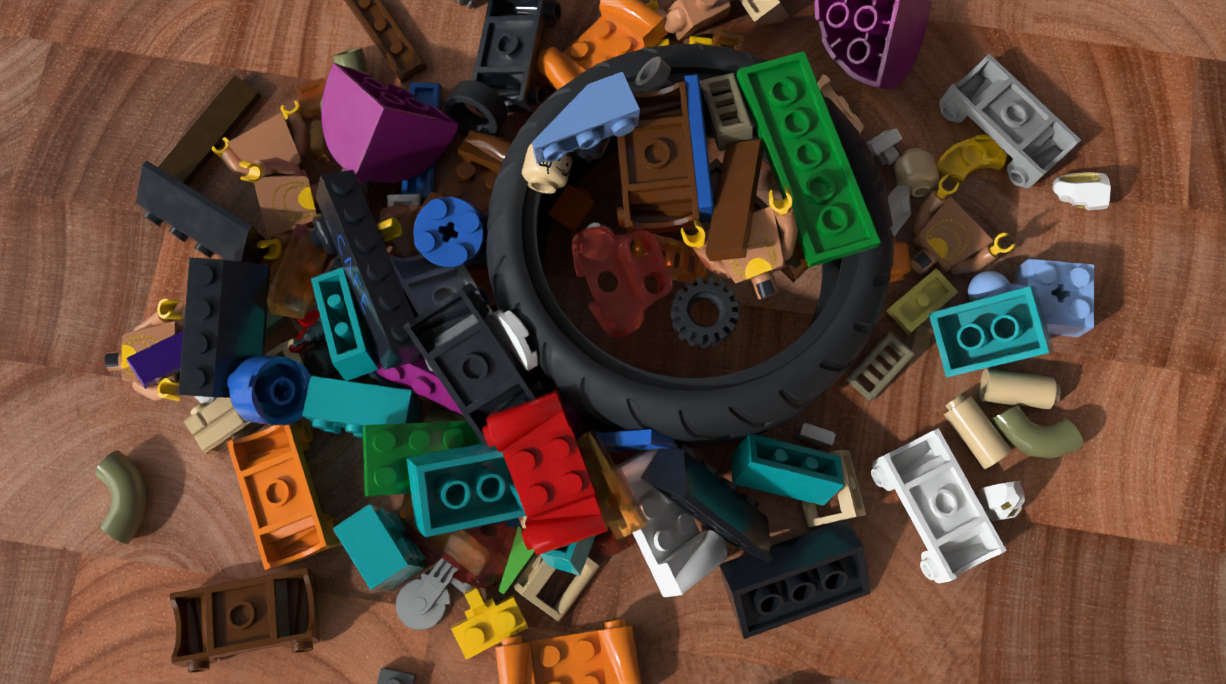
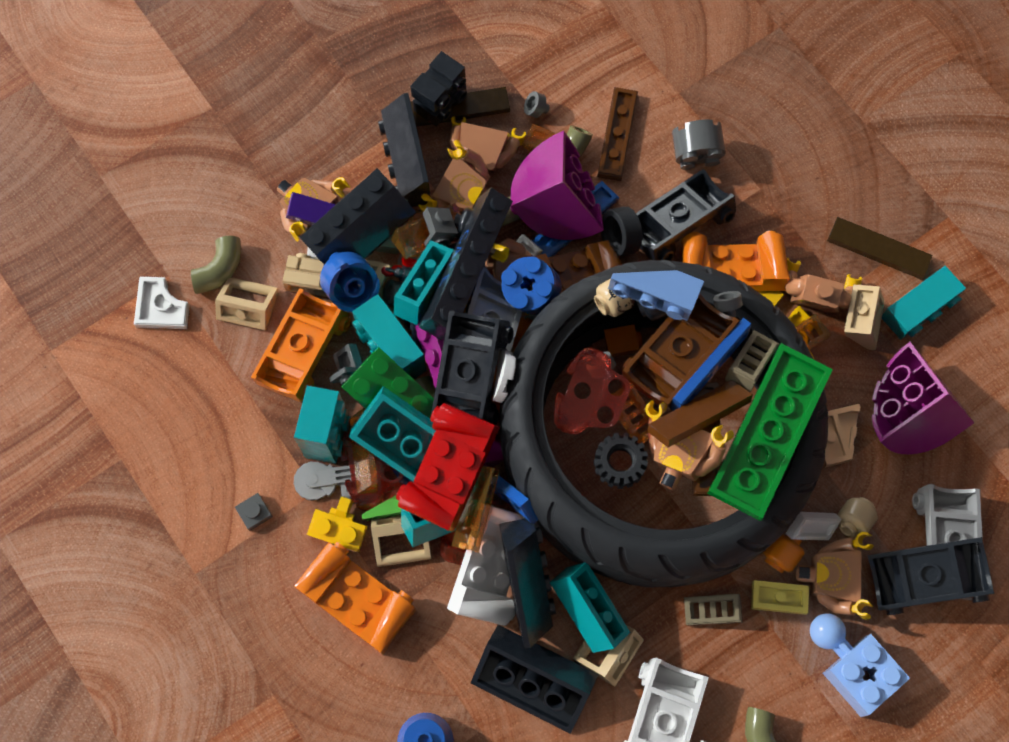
camera: 45 degrees right, 5 degrees down
(102, 592) = (158, 307): none -> white tile
(173, 130) = (439, 89): none -> black brick
(192, 514) = (245, 311): none -> tan tile
(245, 618) = (216, 393): reddish brown piece -> none
(279, 66) = (536, 104): none -> dark grey tile
(306, 257) = (440, 225): none -> dark grey bracket
(318, 143) = (511, 168): clear orange tile -> none
(345, 467) = (347, 362): none -> dark grey bracket
(815, 436) = (630, 610): white tile -> none
(882, 146) = (851, 482): white tile -> none
(971, 155) = (897, 537): yellow tile -> none
(976, 431) = (733, 705): tan brick -> none
(991, 331) = (799, 652): teal brick -> none
(1018, 388) = (786, 708): tan brick -> none
(1027, 161) = (931, 575): none -> black piece
(1084, 190) = (956, 630): white rock -> none

